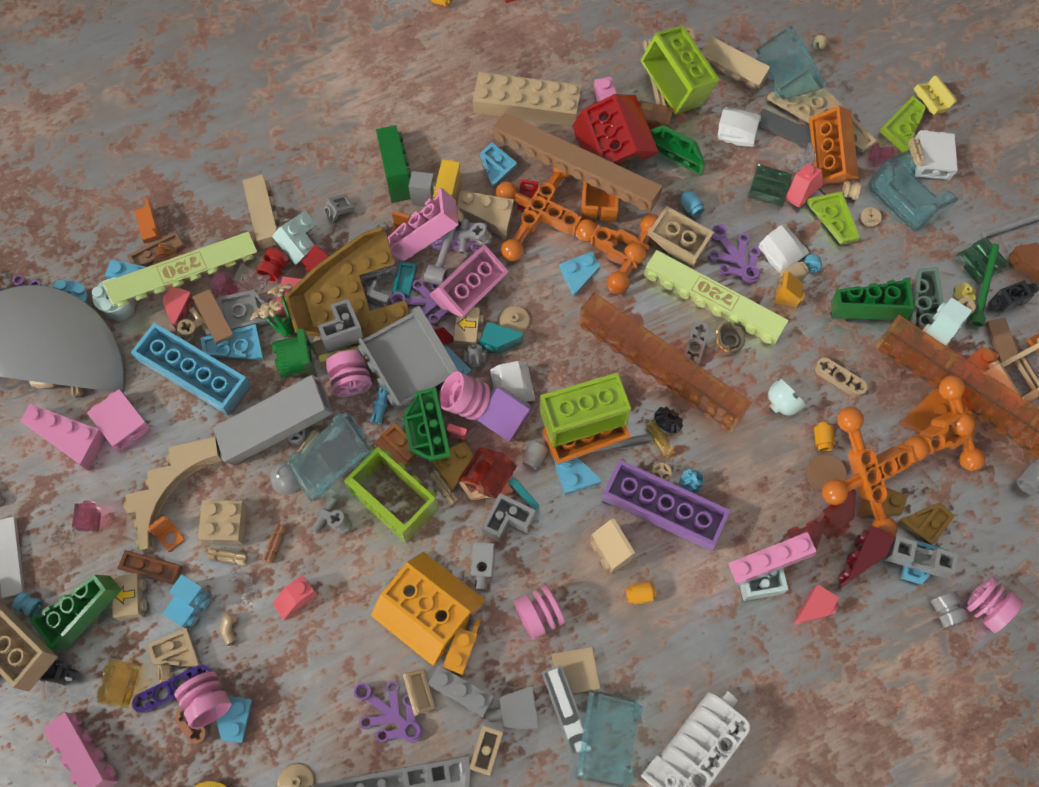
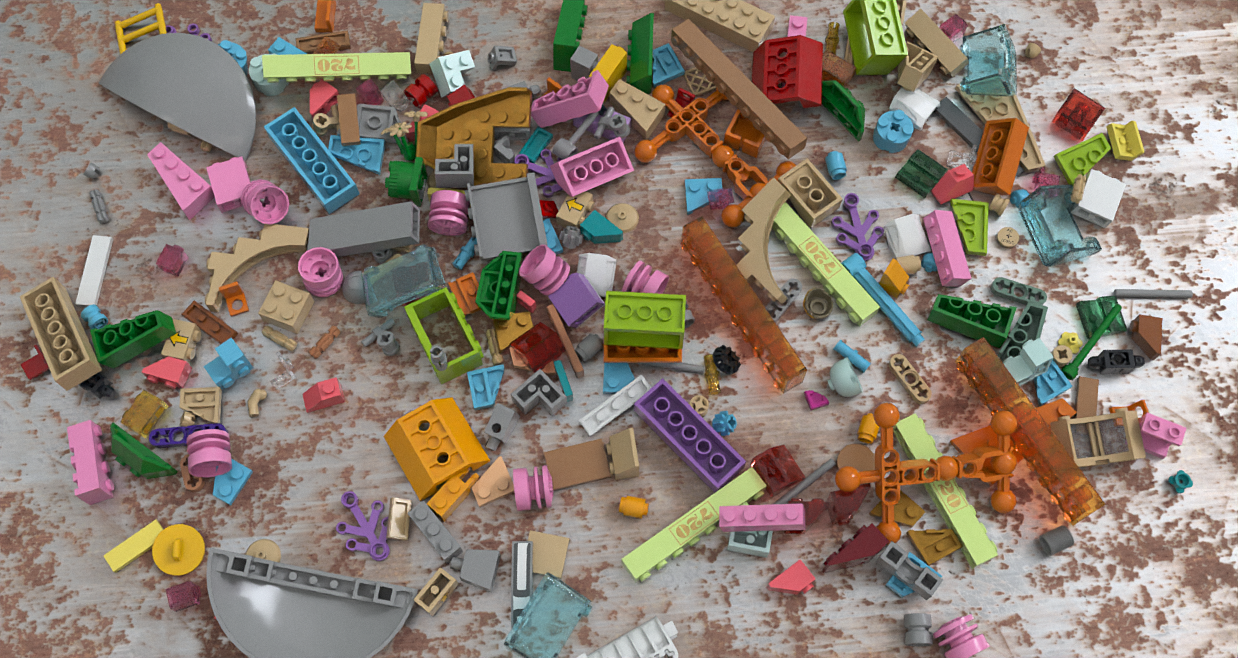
camera: 20 degrees right, 0 degrees up
(127, 630) = (168, 371): none -> coral slope
(127, 729) = (137, 456): none -> green wedge
(170, 430) = (272, 208): none -> bright pink wheel
(239, 467) = (319, 263): none -> bright pink wheel
(399, 521) = (438, 358): none -> light grey pin
(450, 528) = (485, 385): none -> medium azure wing
(472, 159) = (641, 53): none -> green slope
(490, 438) = (561, 332): none -> nougat tile
(497, 621) = (493, 484): none -> light nougat wing
(525, 173) = (689, 84): none -> tan window
(563, 376) = (640, 280): none -> bright pink wheel
(570, 571) = (577, 464): none -> medium nougat tile
(583, 501) = (614, 405): none -> white tile
(600, 270) = (720, 198): none -> clear pink brick
(638, 87) = (832, 38): none -> clear yellow pin
(646, 270) = (761, 214): none -> tan arch
(703, 589) = (691, 526): none -> yellowish green brick
(727, 91) = (915, 67): none -> tan wedge
(730, 155) = (893, 131): none -> medium azure brick
(744, 43) = (954, 27): none -> clear pink brick
(750, 290) = (856, 267): none -> medium azure piece
(758, 507) = (777, 469): none -> clear red slope
(764, 428) = (815, 400): none -> dark pink tile
(776, 373) = (852, 355): none -> medium azure pin
(787, 512) = (806, 482): none -> light grey bar
(823, 245) = (947, 248): none -> bright pink brick
(864, 177) = (1017, 196): none -> medium azure piece
(886, 85) = (1078, 114): none -> clear red slope
(907, 258) = (1011, 296): none -> sand green beam
(927, 477) = (946, 494): none -> yellowish green brick
(967, 338) = (1051, 384): none -> medium azure wing

